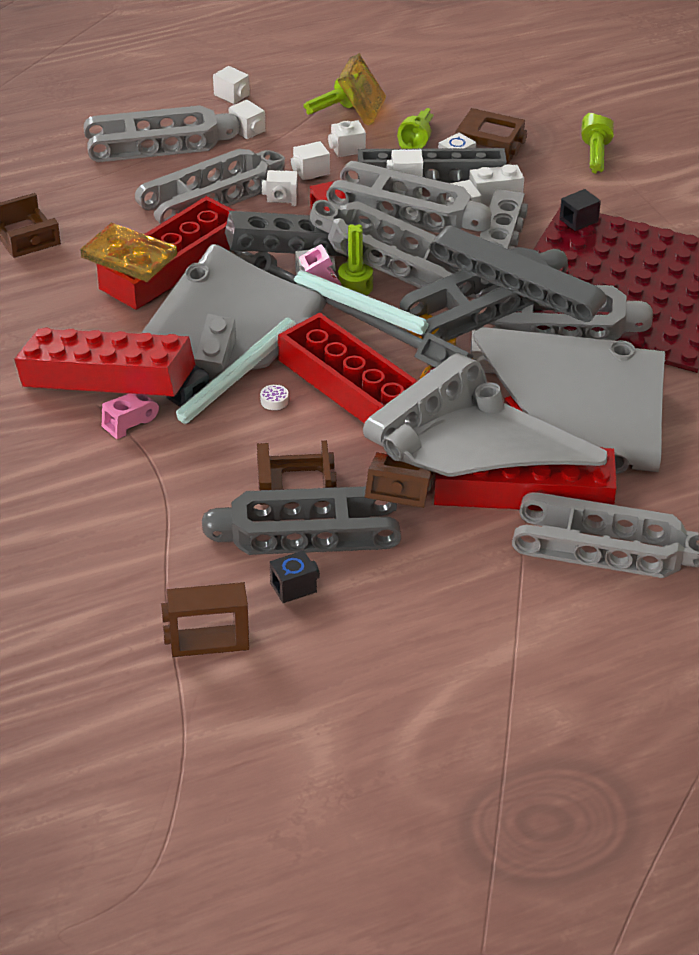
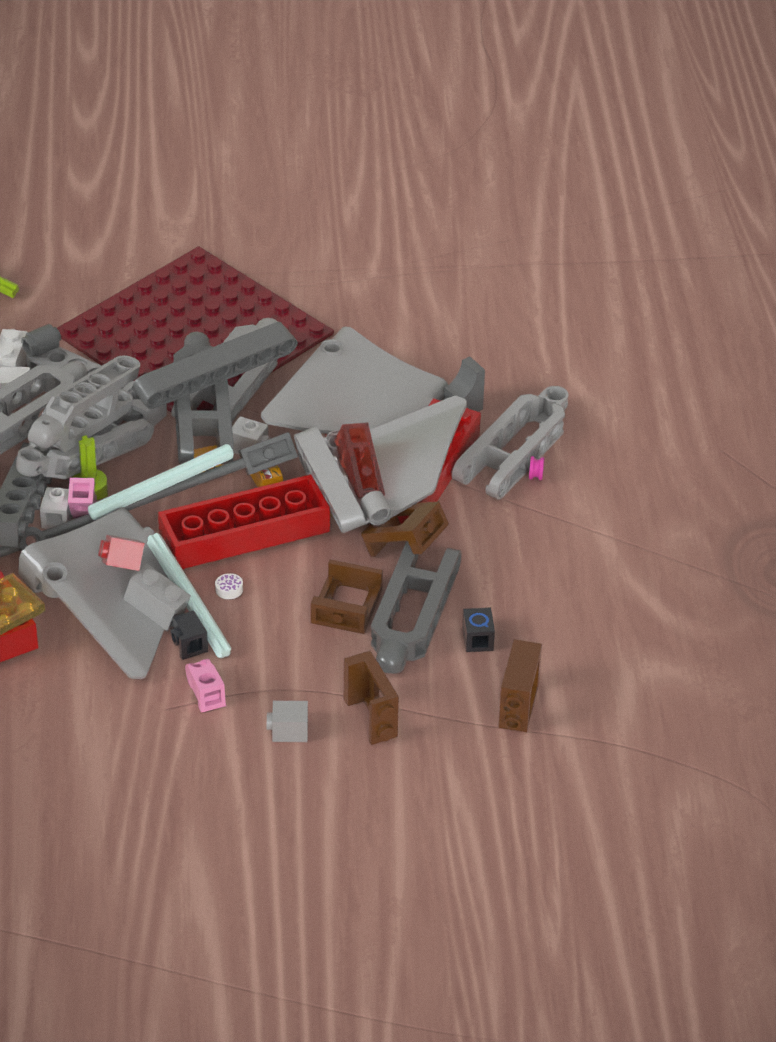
camera: 70 degrees left, 0 degrees up
(101, 478) = (288, 721): none -> light grey brick
(105, 361) = (140, 674): red brick -> none
(165, 505) = (362, 684): none -> reddish brown window
(239, 299) = (121, 552): none -> brick
(439, 213) = (86, 405): none -> light grey piece
(452, 407) = (359, 458): none -> clear red slope
(510, 185) = (41, 340): none -> dark grey brick
(580, 209) = (91, 316): black brick -> none
(583, 562) = (536, 468): none -> dark pink bush
(654, 476) = (468, 384): none -> dark grey arch

